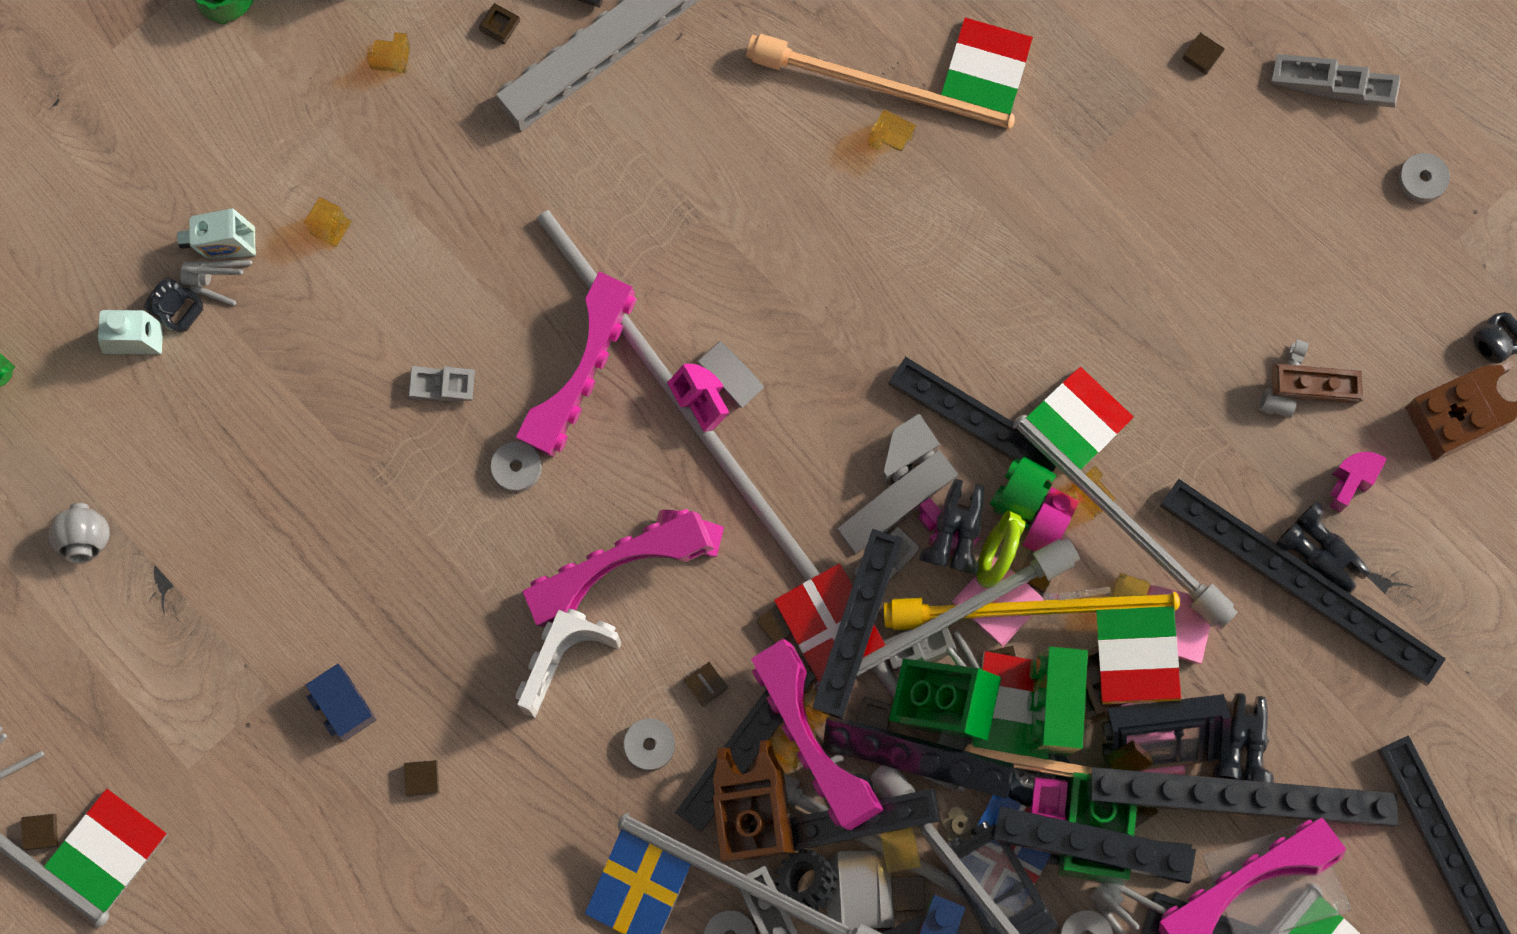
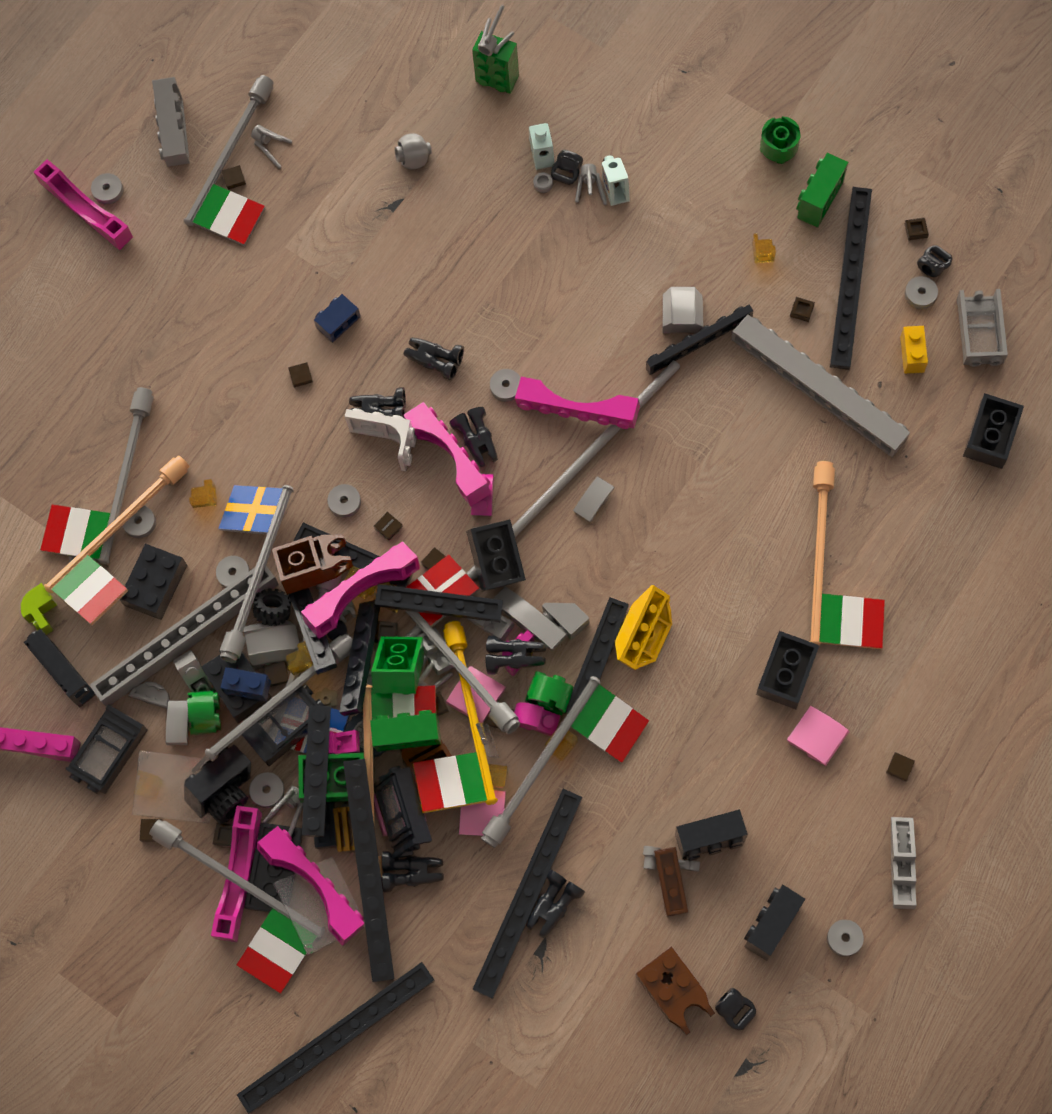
camera: 85 degrees right, 5 degrees down
(188, 346) = (543, 182): none -> light grey tile
(327, 222) = (639, 238): clear yellow brick -> none
(436, 570) = (429, 351): none -> black piece
(441, 384) = (550, 329): light grey slope -> none
(459, 187) = (682, 310): none -> light grey slope
(499, 668) = (375, 402): none -> black piece
(516, 186) = (693, 342): none -> black plate
(603, 520) = (476, 443): none -> black piece
(700, 391) = (577, 480): dark pink brick -> none
(798, 527) = (495, 555): none -> black brick
(891, 131) = (785, 564): clear yellow panel -> none
(948, 344) = (644, 629): none -> yellow wedge
(1010, 528) = (520, 686): lime piece -> none
(1047, 162) = (787, 670): none -> black brick
(1130, 757) = (379, 788): dark brown tile -> none
(1143, 147) = (818, 735): none -> bright pink slope
(1194, 827) = (338, 828): none -> pearl gold tile
(1266, 313) = (711, 835): none -> black brick
(1356, 472) = (614, 917): dark pink brick -> none
(1399, 257) = (773, 921): none -> black brick

